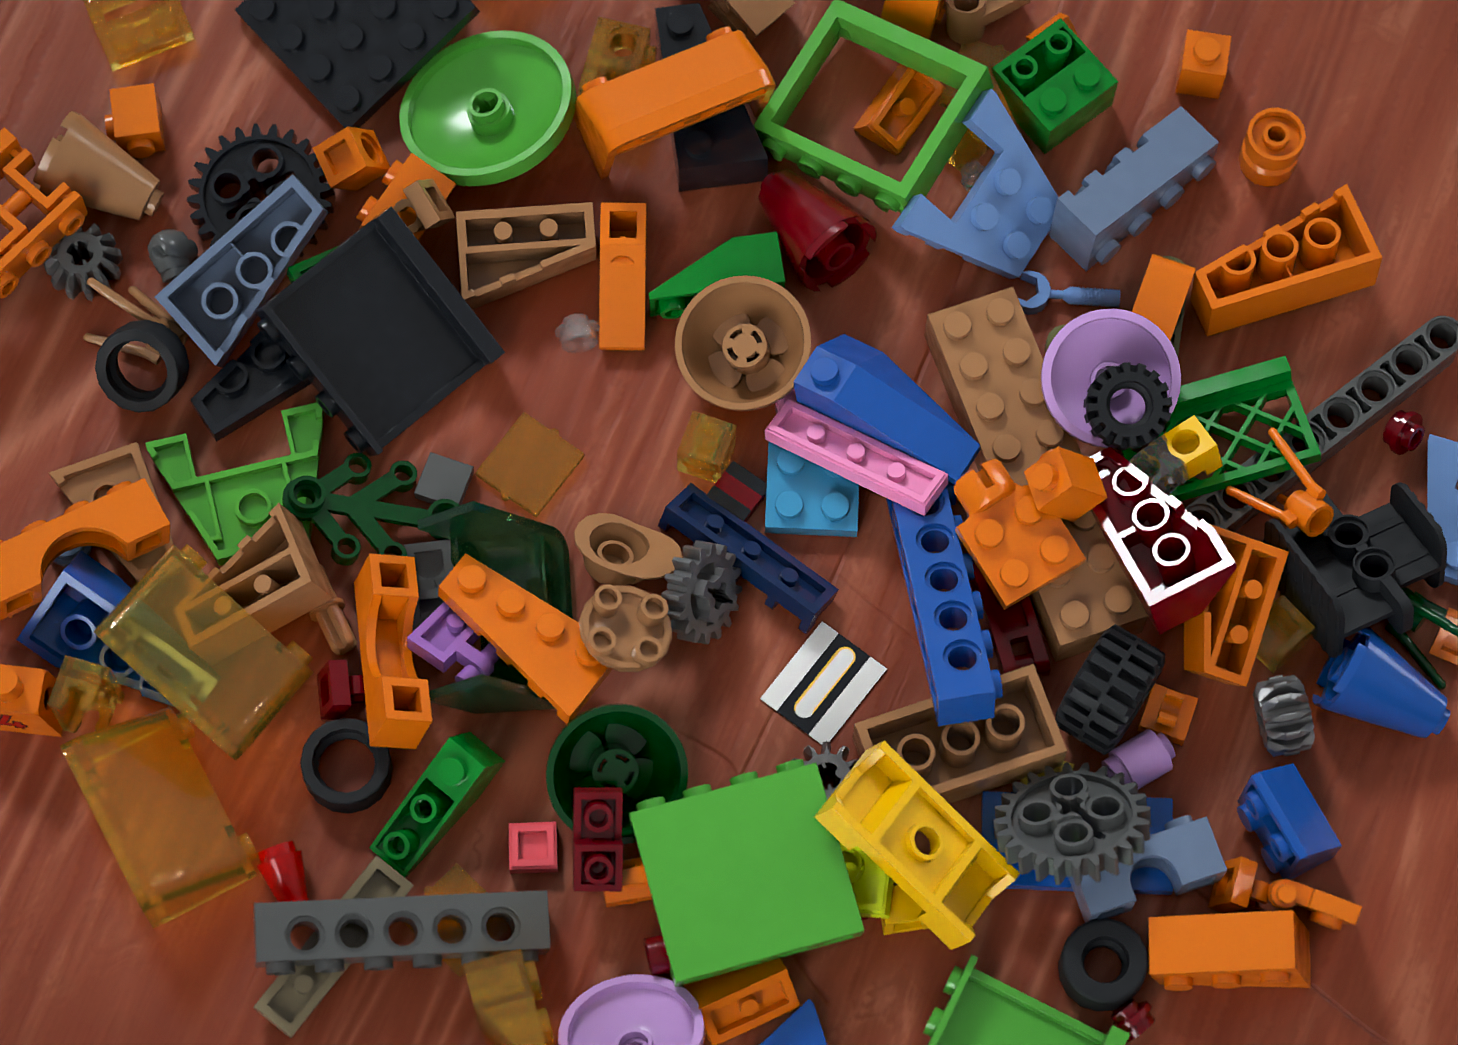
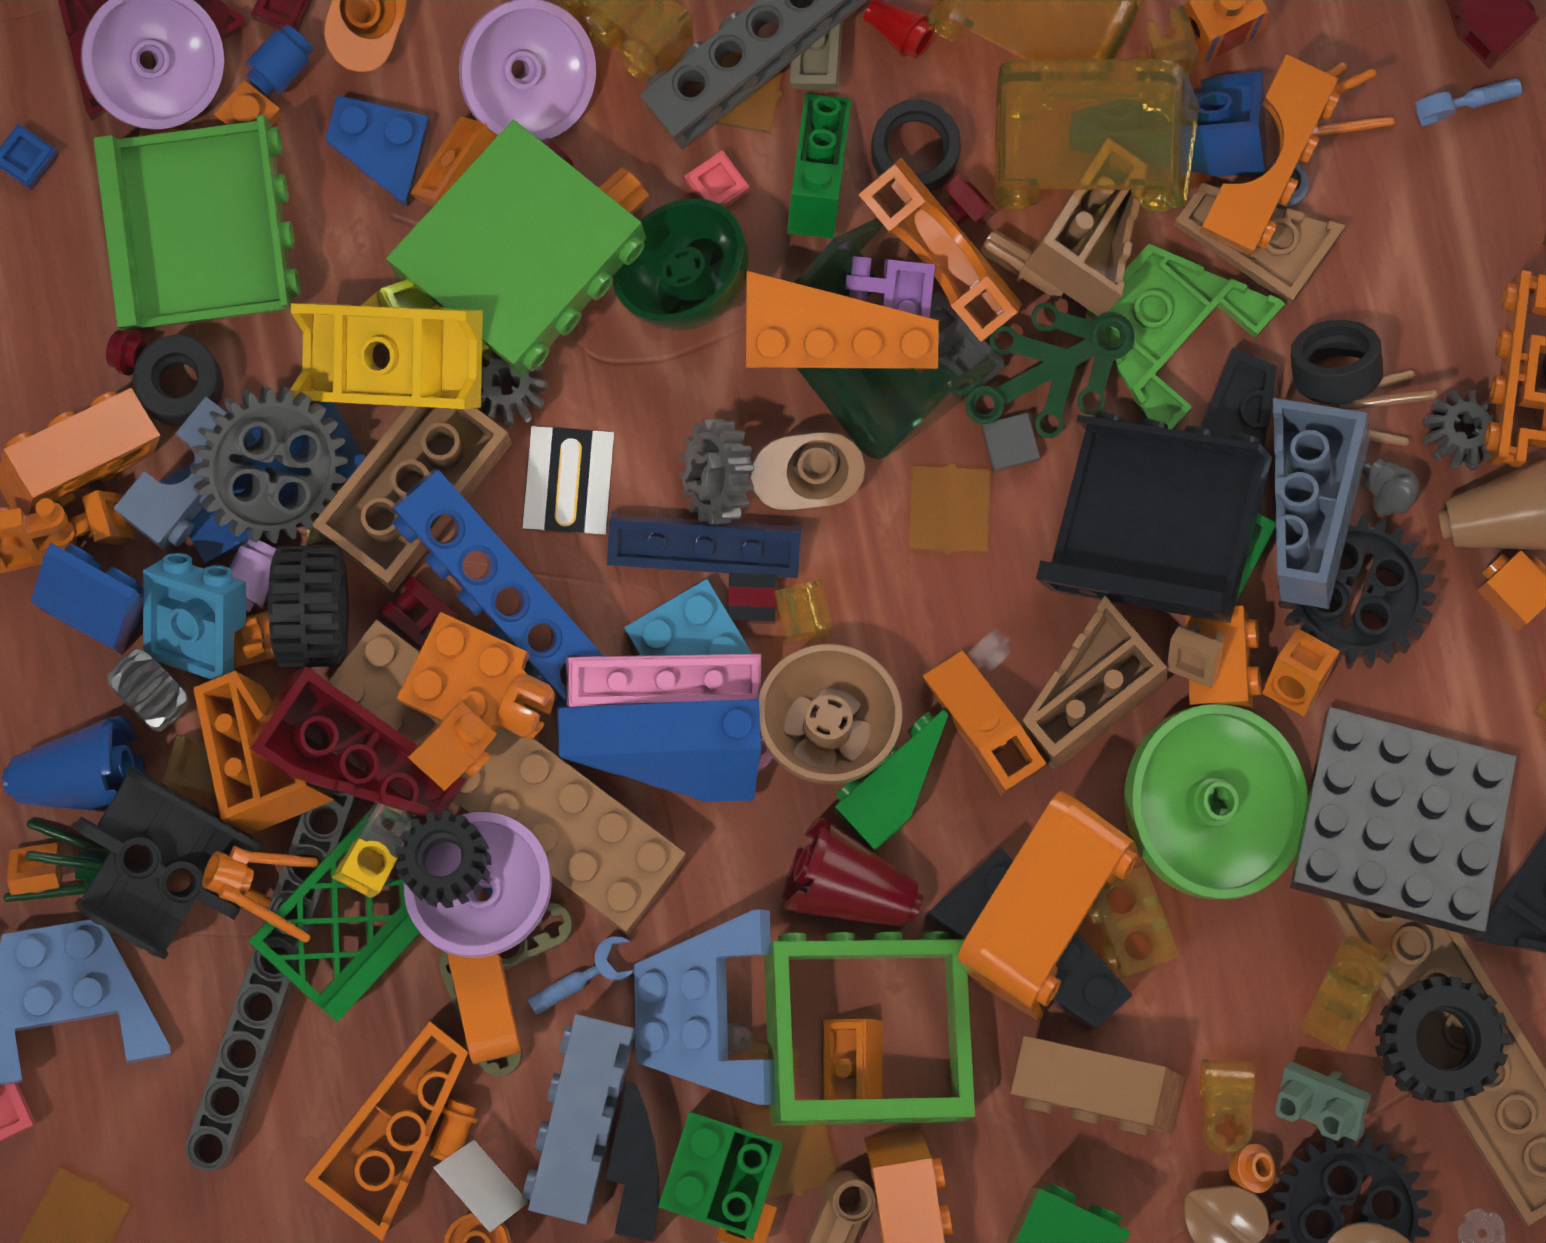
camera: 145 degrees right, 10 degrees up
(597, 839) = (659, 200): dark red slope -> none
(626, 628) = (752, 379): medium nougat dish -> none
(1119, 122) = (635, 1165): none -> black slope
(1210, 748) = (192, 615): none -> dark azure plate
(1243, 235) = (453, 1128): none -> orange pin
(1244, 179) = (481, 1185): none -> white sticker
(1404, 432) = (194, 1038): dark red plate -> none

